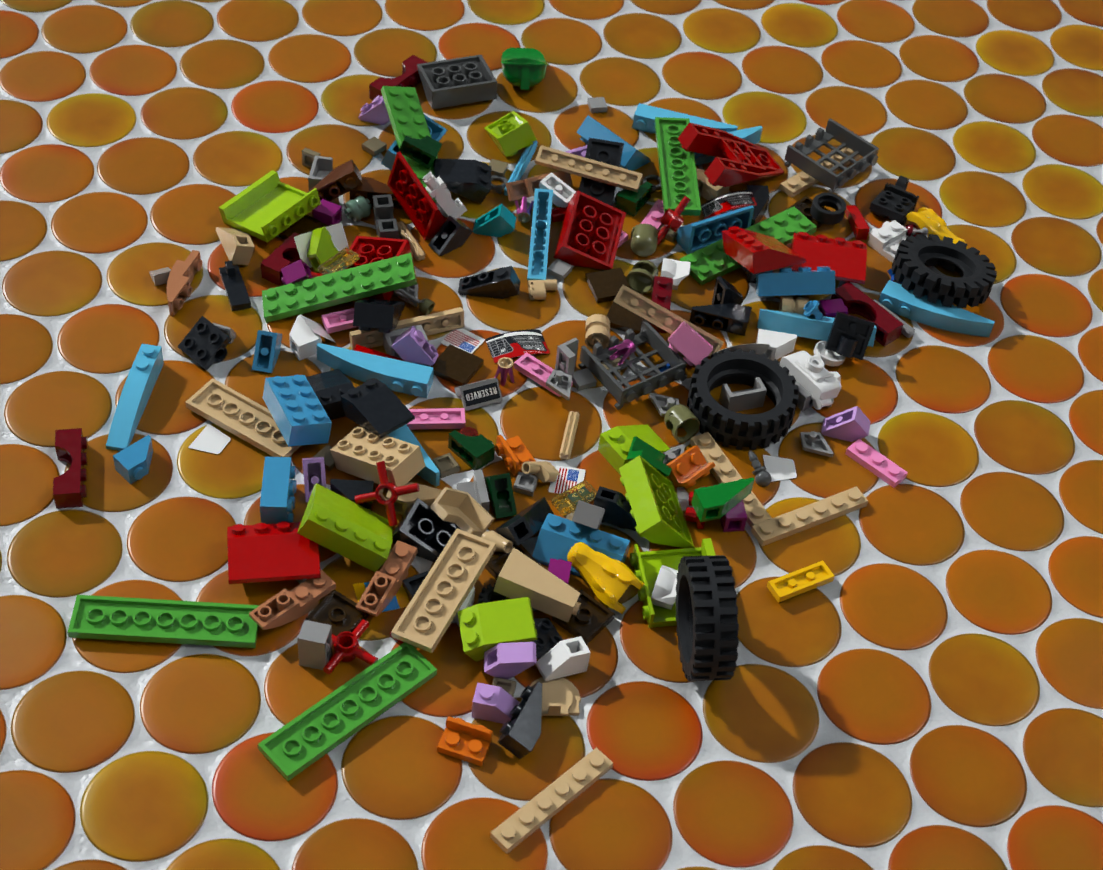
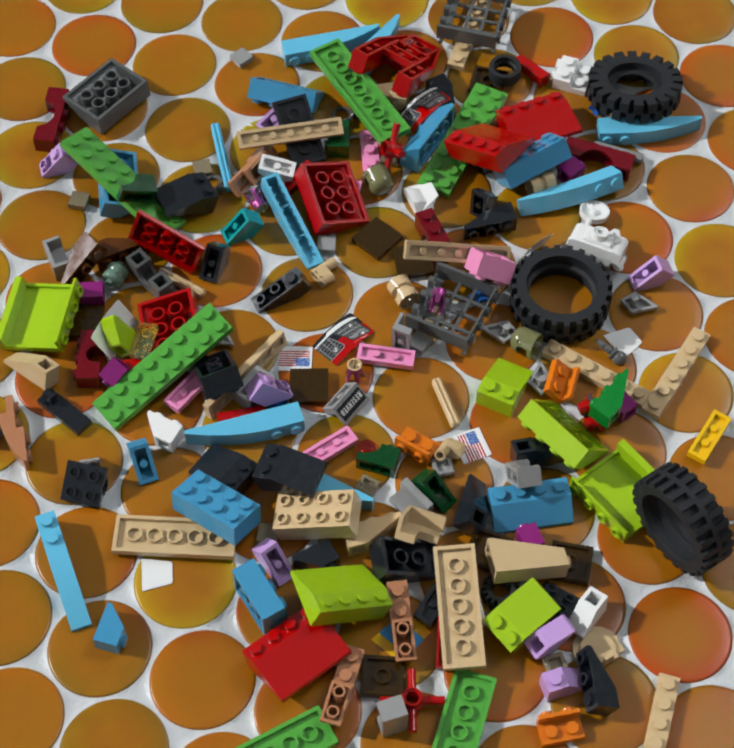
camera: 25 degrees left, 10 degrees up
(69, 487) = (74, 690): dark red arch -> none
(308, 157) = (34, 243): dark tan tile -> none
(317, 328) = (170, 415): white sticker -> none
(395, 493) = (357, 552): red bar -> none
(424, 305) = (242, 341): olive hinge -> none
(439, 191) = (185, 225): white hips -> none
(502, 543) = (461, 536): tan cone -> none
(511, 133) = (192, 127): lime slope -> none
(523, 66) = (153, 49): green piece -> none
(560, 383) = (410, 359): light grey piece -> none
(567, 500) = (490, 459): clear yellow tile -> none
(603, 574) = (569, 519): yellow animal -> none
(642, 276) = (402, 217): olive helmet -> none
(650, 454) = (526, 390): green panel -> none
(665, 588) = (619, 499): white slope -> none
(743, 399) = (557, 290): light grey panel -> none
(780, 343) = (546, 225): white slope -> none
(812, 308) = (561, 179): dark azure plate -> none
(849, 335) = (606, 190): black plate -> none
(876, 463) = (693, 296): bright pink plate -> none
(895, 201) = (549, 35): black plate -> none
(913, 230) = (582, 56): hinge -> none
(934, 223) = (596, 44): yellow animal -> none

